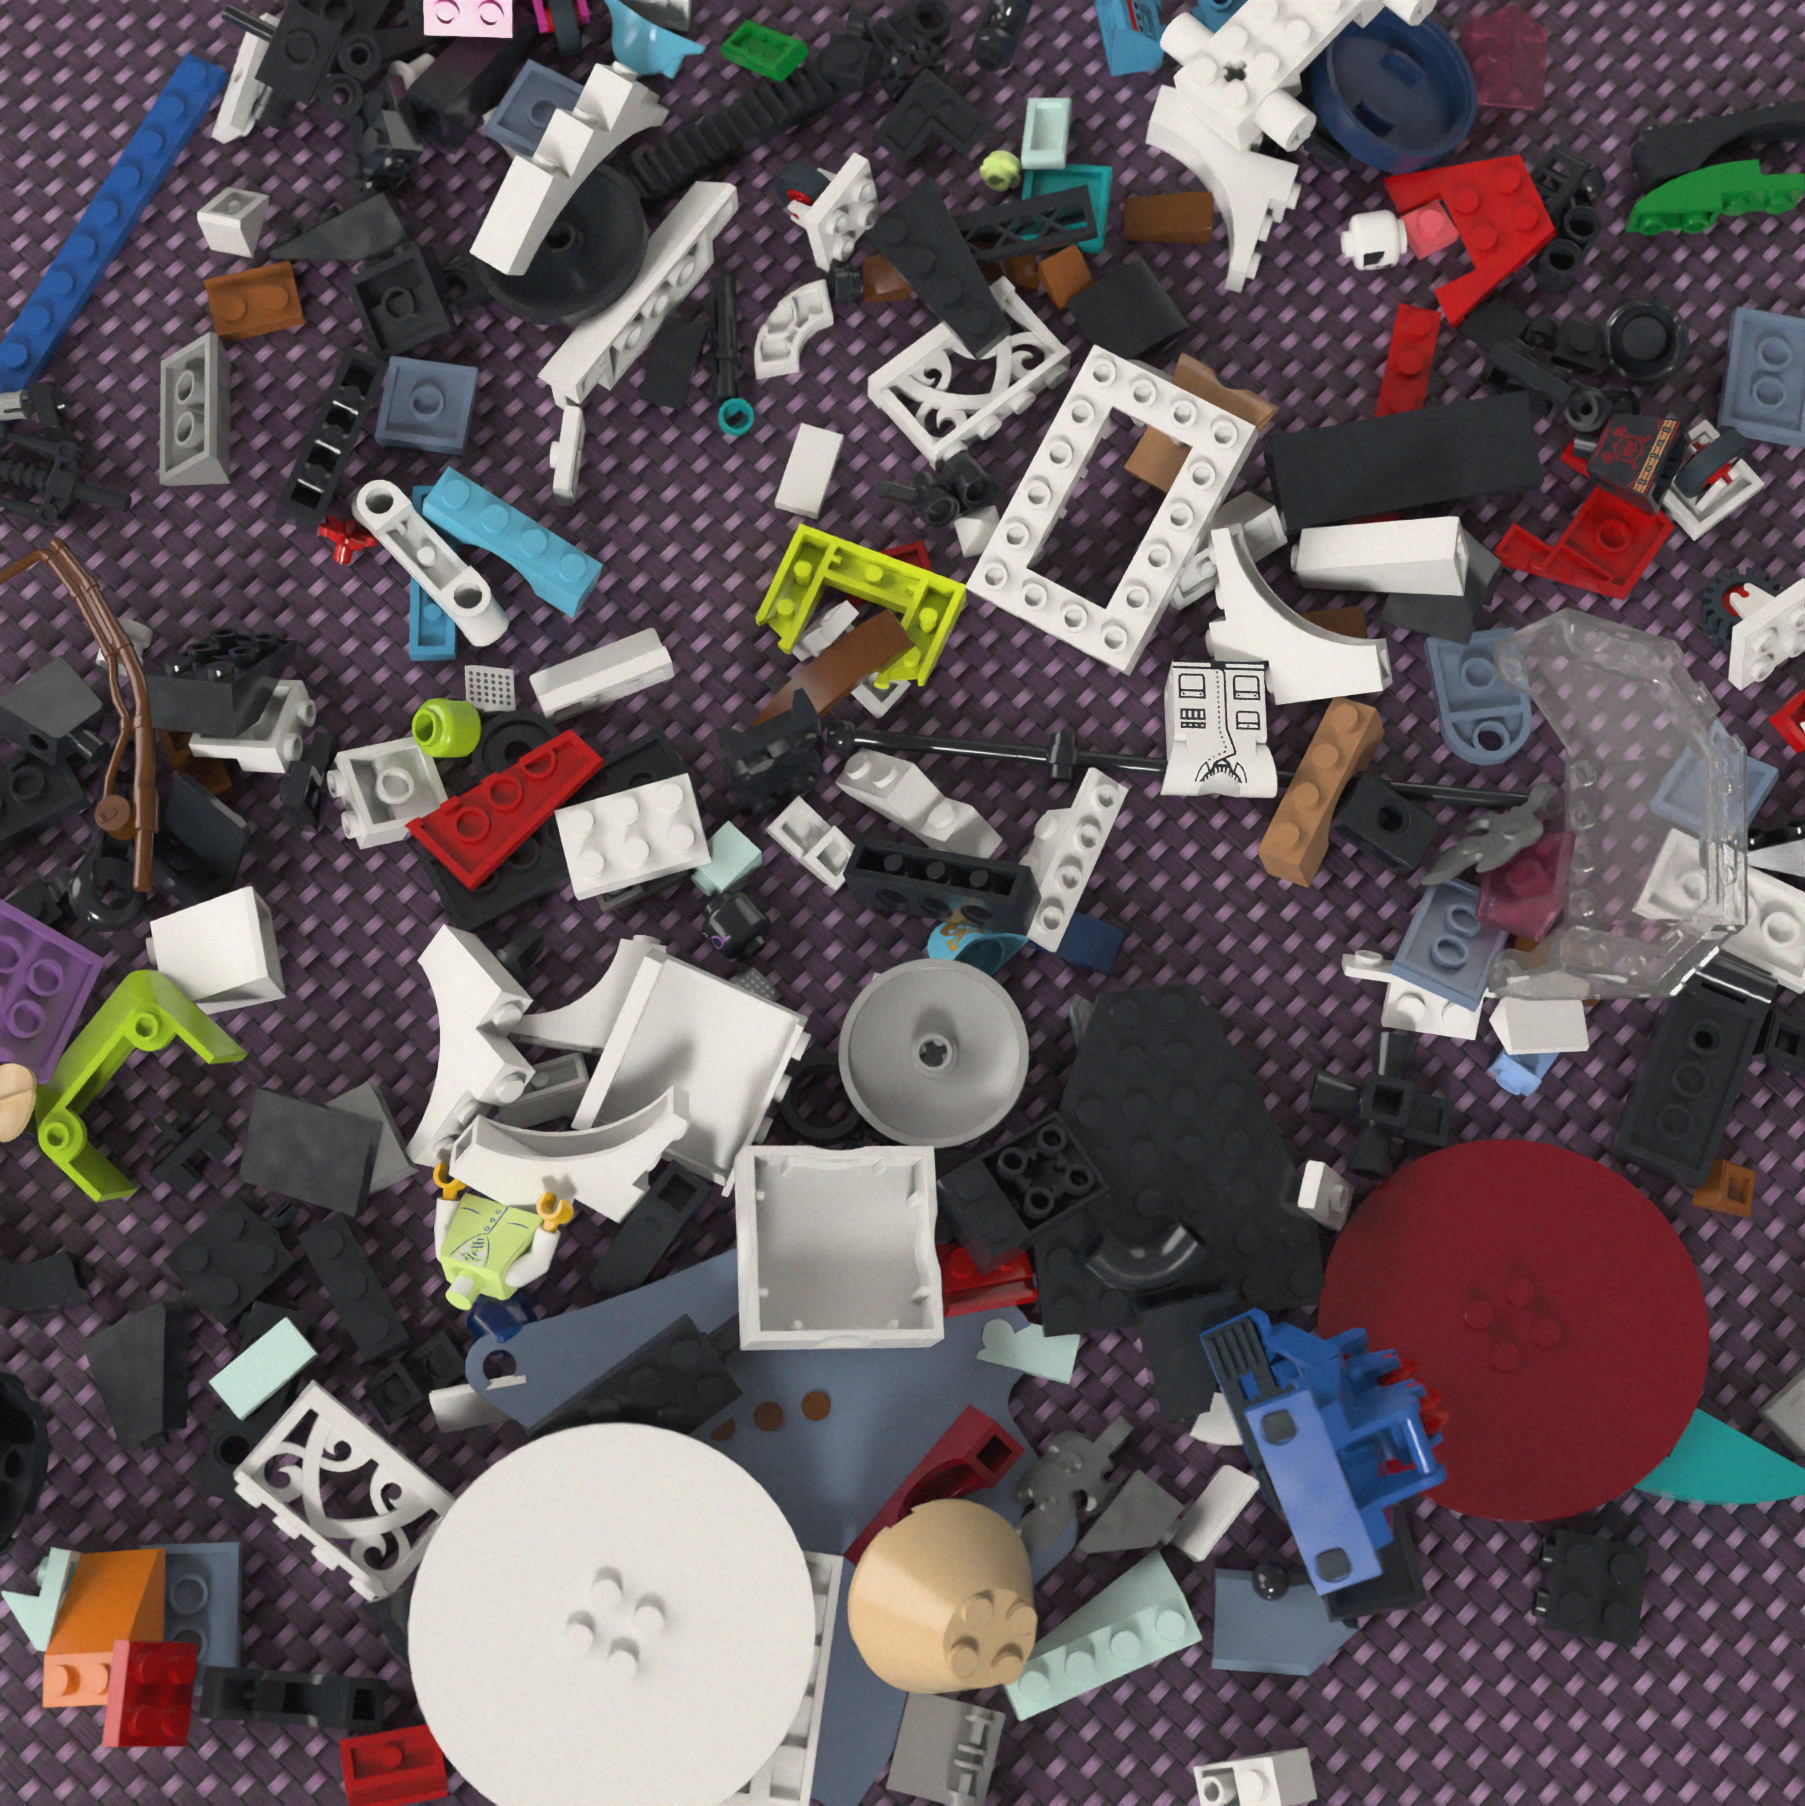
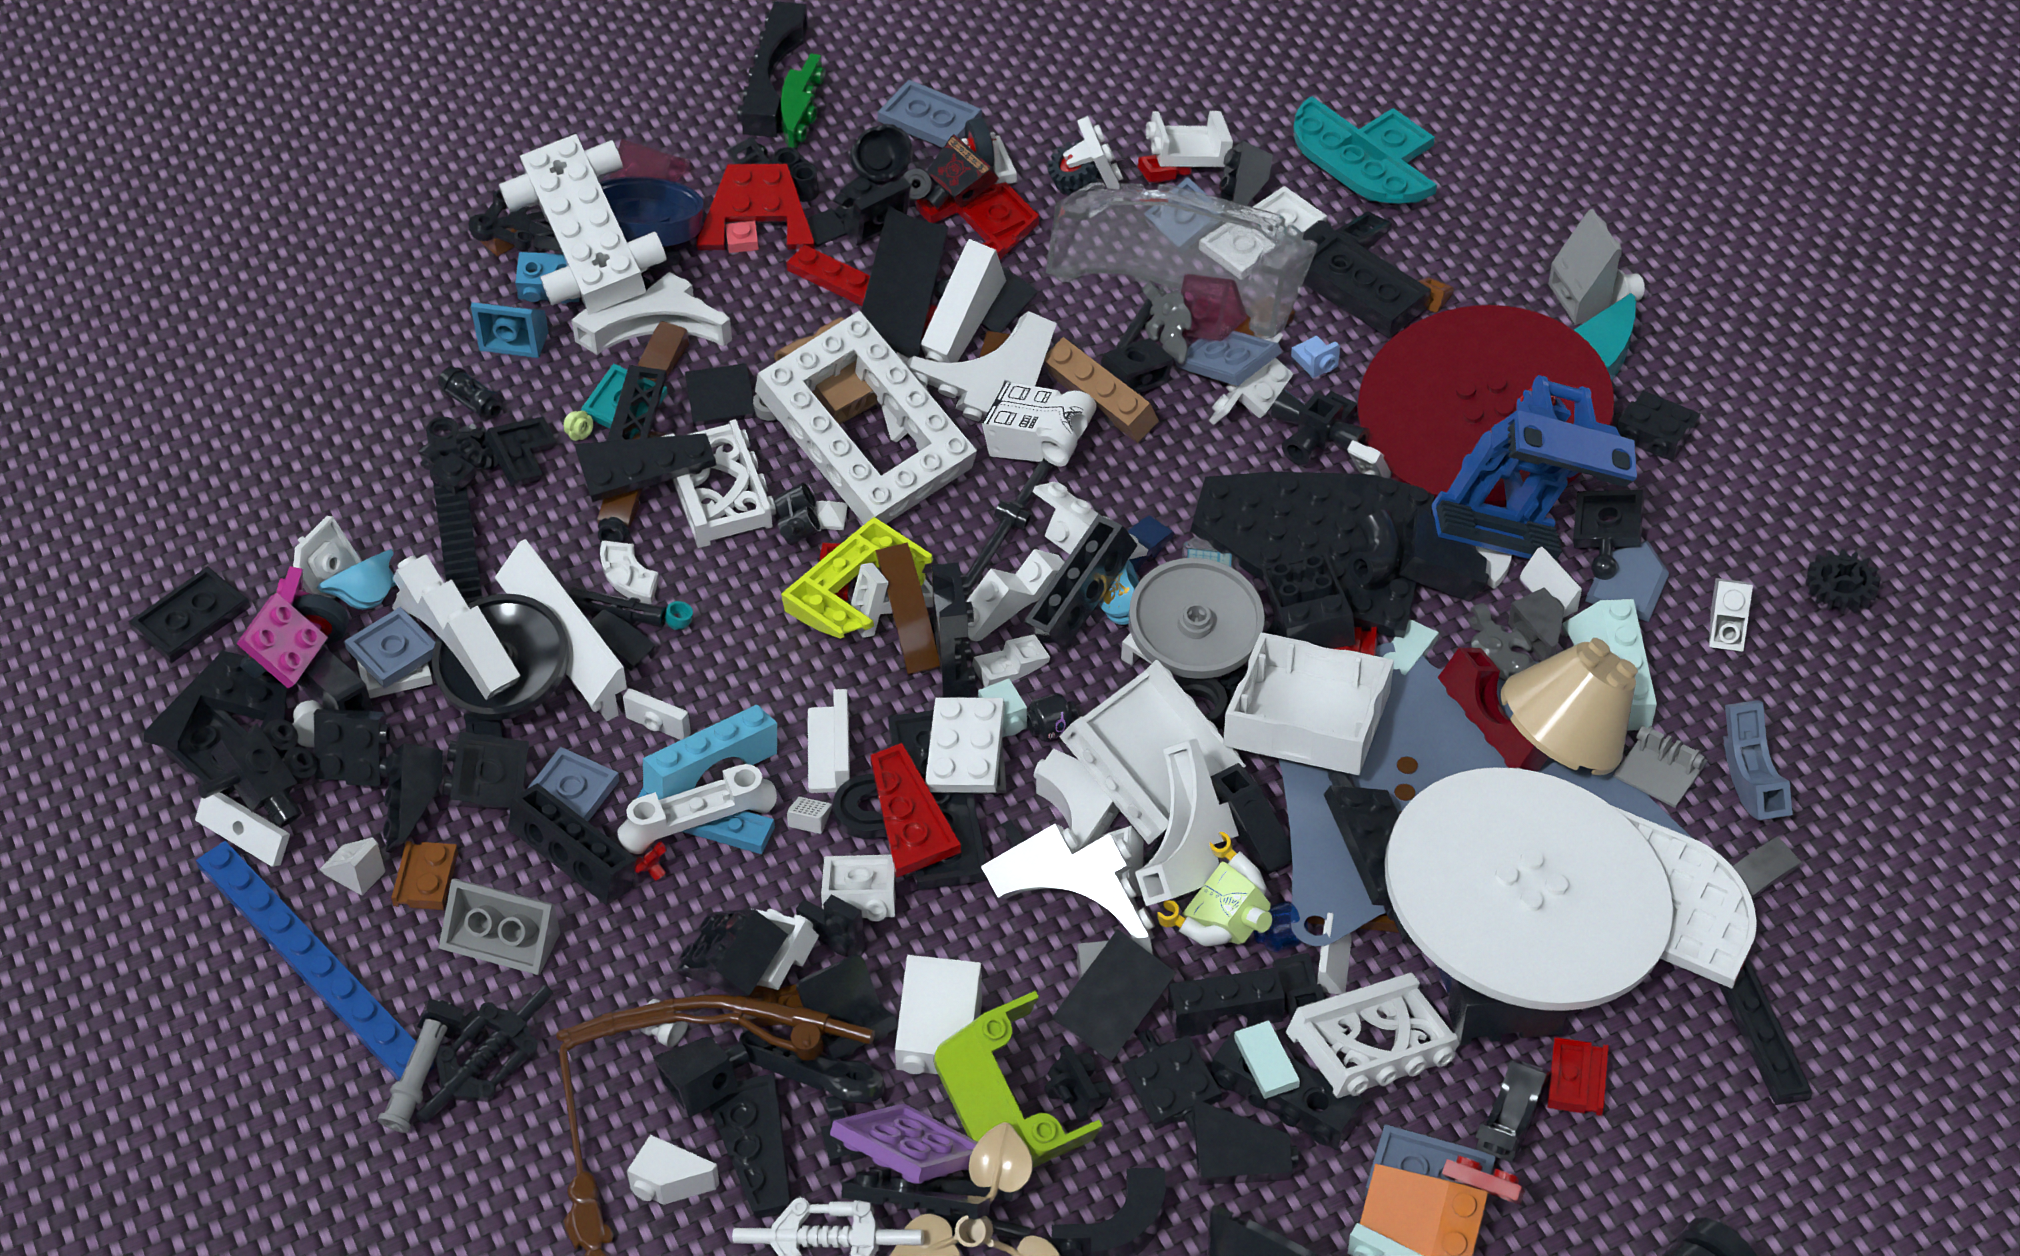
camera: 65 degrees left, 25 degrees down
(447, 727) = (826, 844): lime head -> none
(764, 50) = (413, 520): green plate -> none
(809, 471) = (738, 590): white tile -> none
(830, 206) = (554, 514): white plate -> none
(1046, 133) = (566, 393): light aqua tile -> none
(1064, 275) = (674, 417): dark orange slope -> none
(1374, 240) = (740, 256): white head -> none
(1474, 699) = (1072, 305): sand blue tile -> none
(1540, 1026) = (1299, 335): white slope -> none

